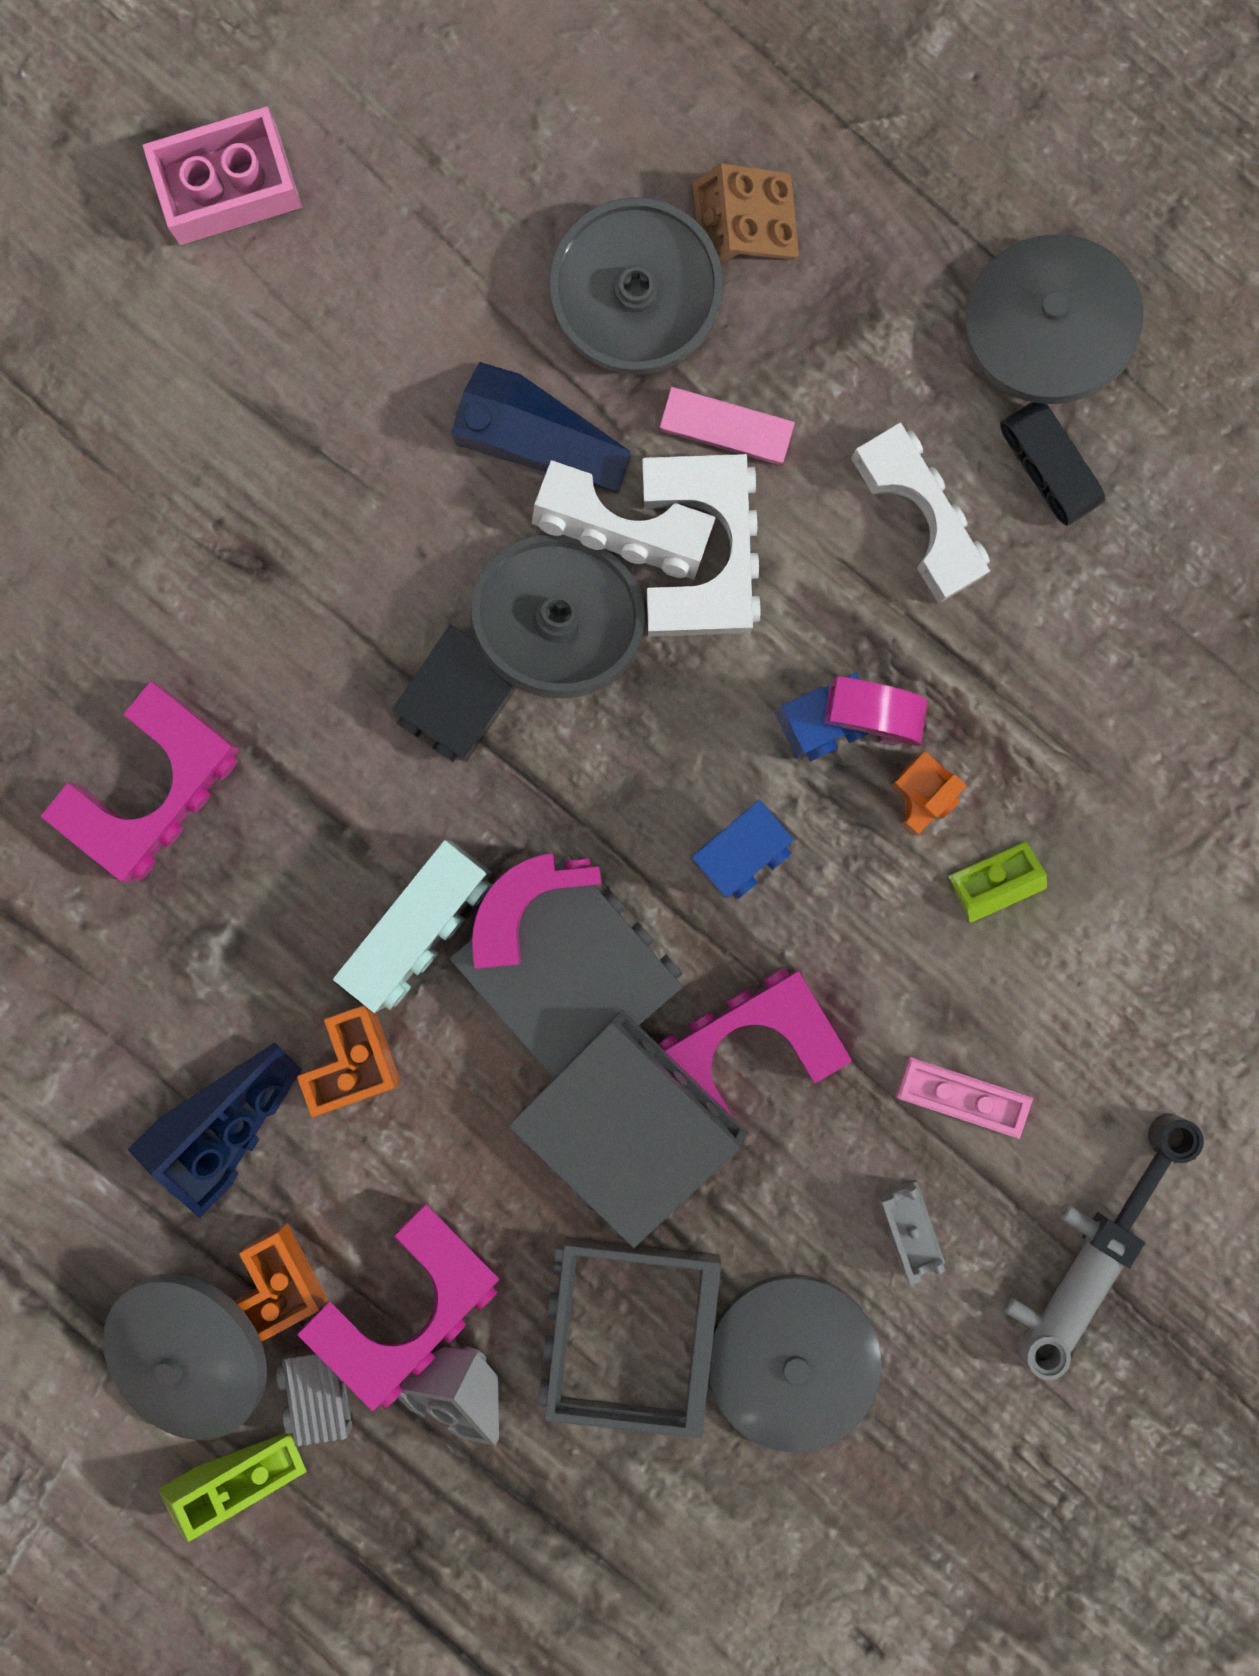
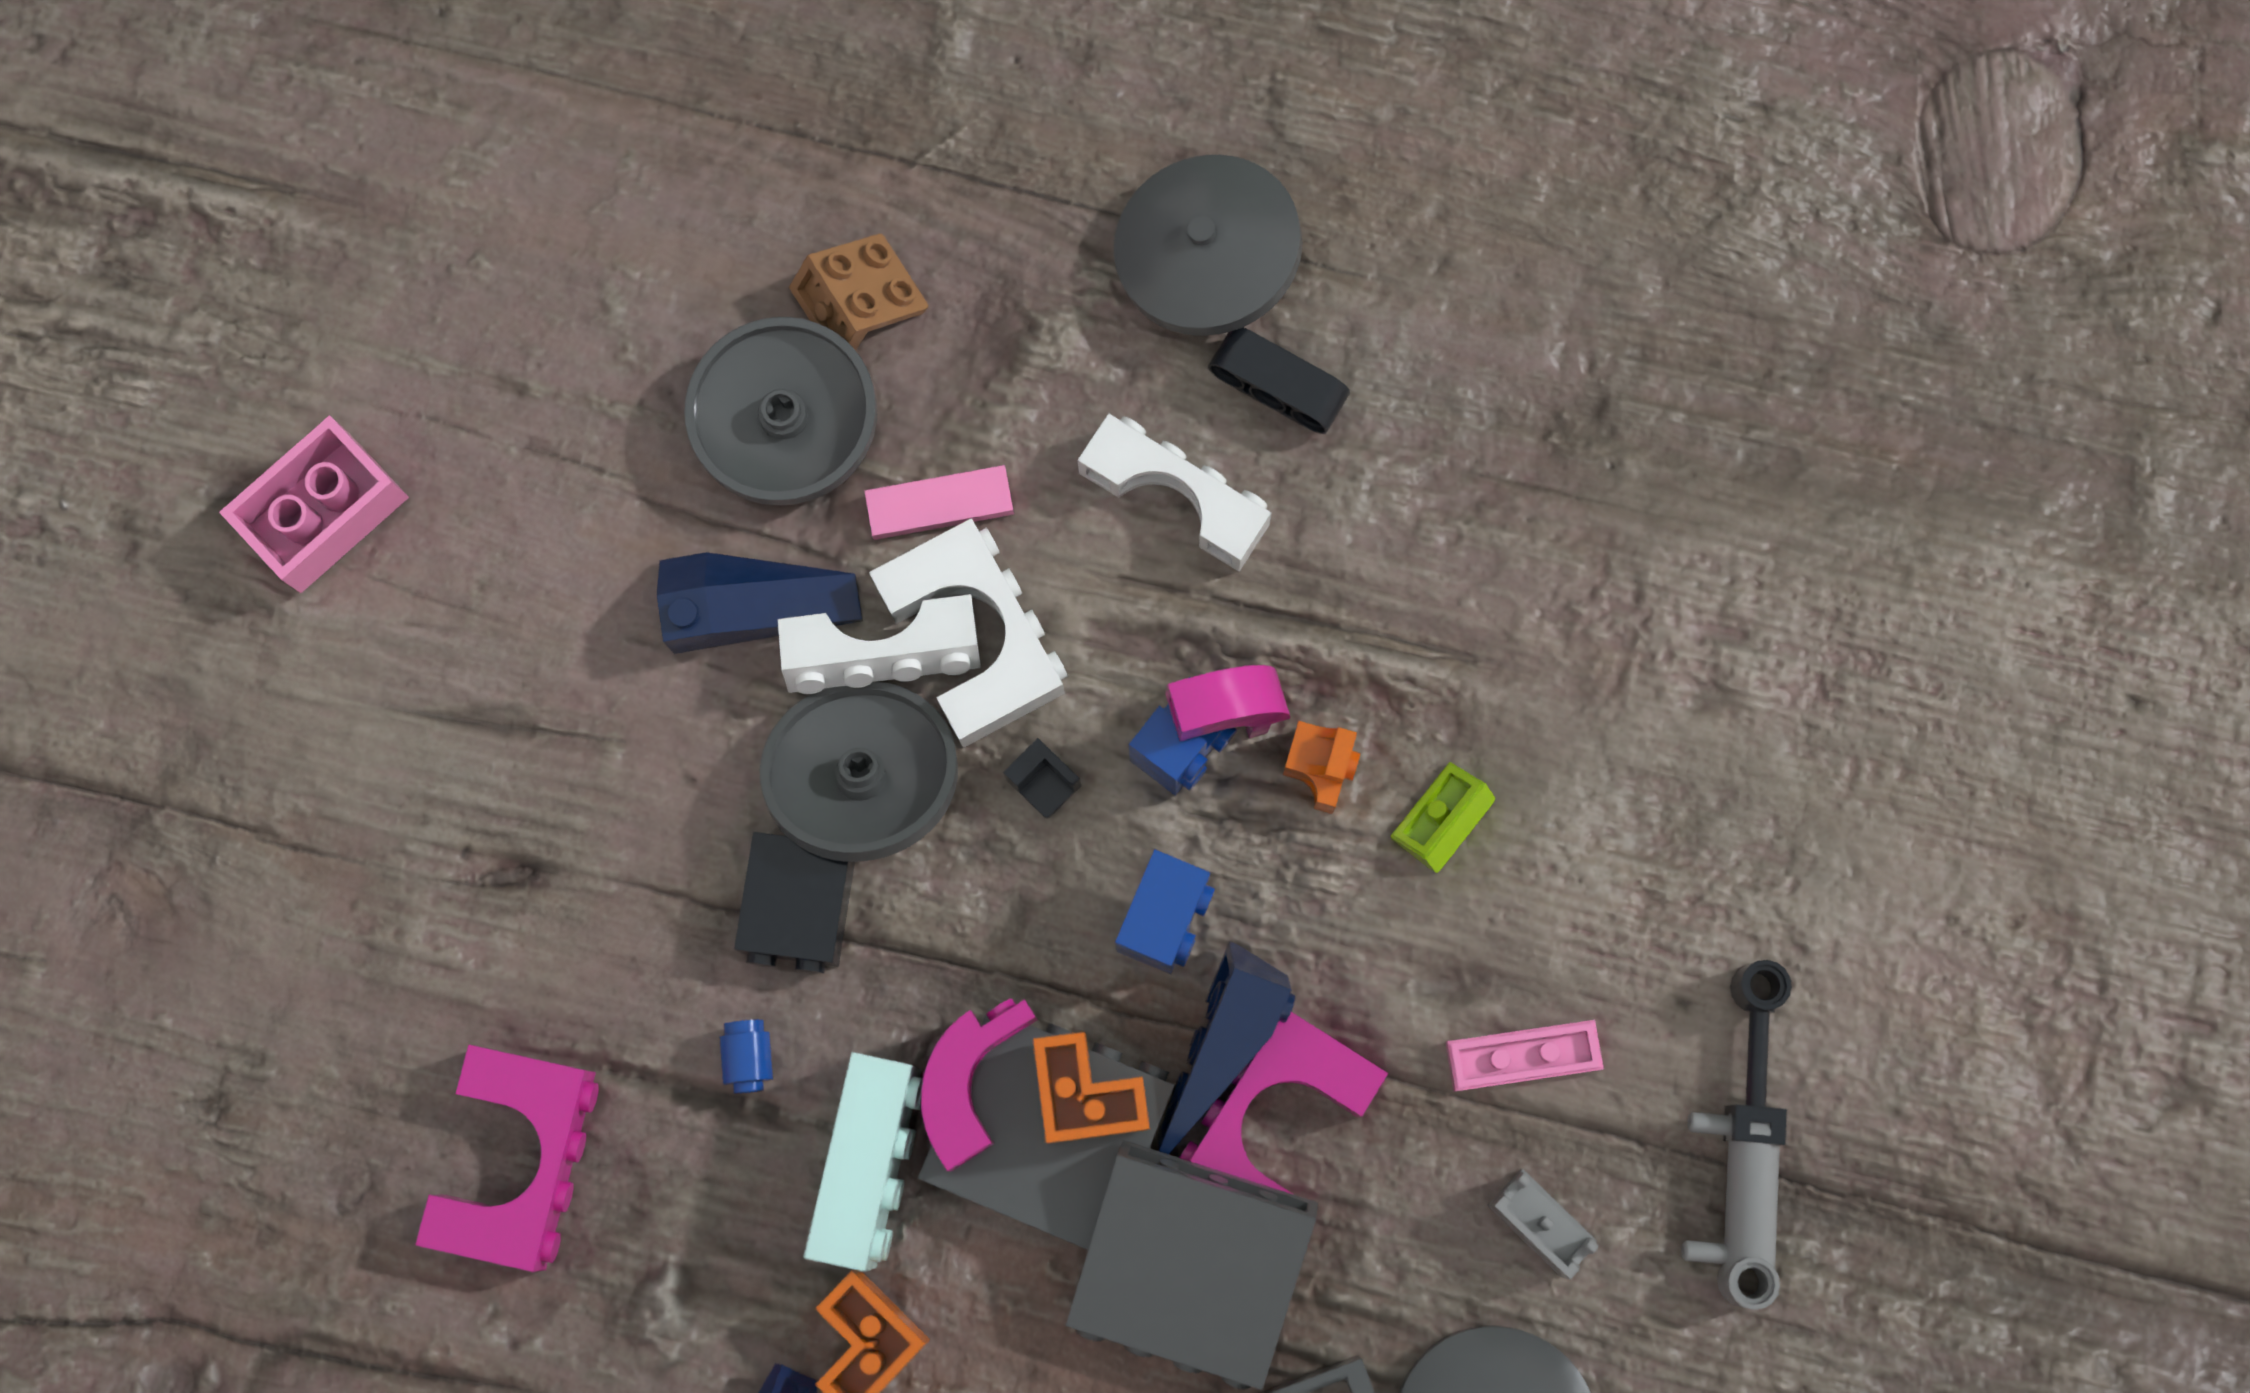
camera: 25 degrees left, 10 degrees down
(362, 796) = (746, 1056): none -> blue brick
(601, 972) = (1073, 1104): none -> orange brick
(698, 694) = (1042, 778): none -> black panel
(761, 962) = (1242, 1016): none -> dark blue wedge

